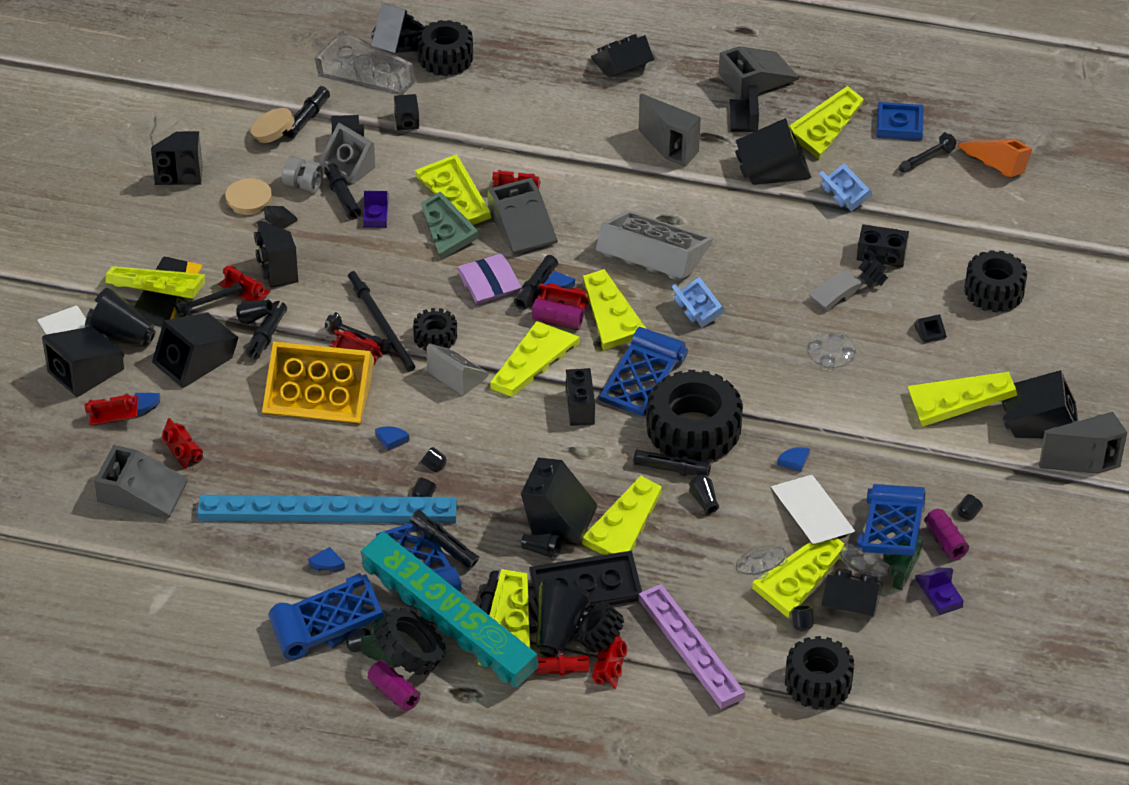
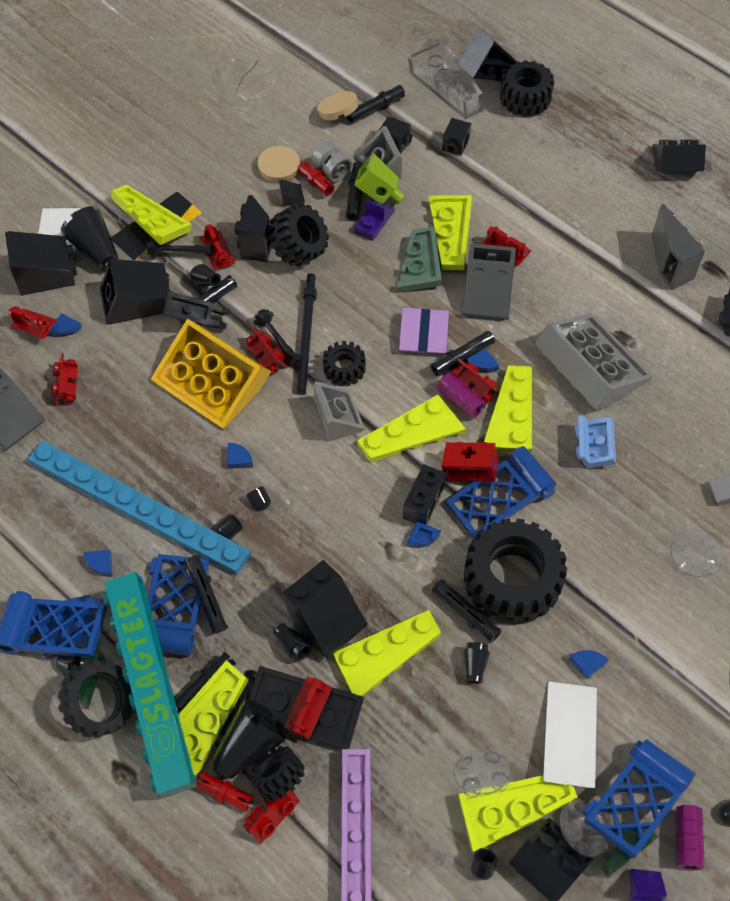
camera: 30 degrees right, 15 degrees up
(178, 159) = (239, 107): black slope -> none
(262, 336) = (194, 309): none -> black hinge
(296, 194) = (316, 178): none -> red pin
(322, 240) = (298, 234): none -> black tyre
(363, 172) = (378, 181): none -> lime torso
(393, 685) = (61, 737): magenta axle -> none
(592, 571) = (308, 707): none -> red hinge
(597, 429) = (423, 536): none -> blue tile
(603, 354) = (470, 461): none -> red brick

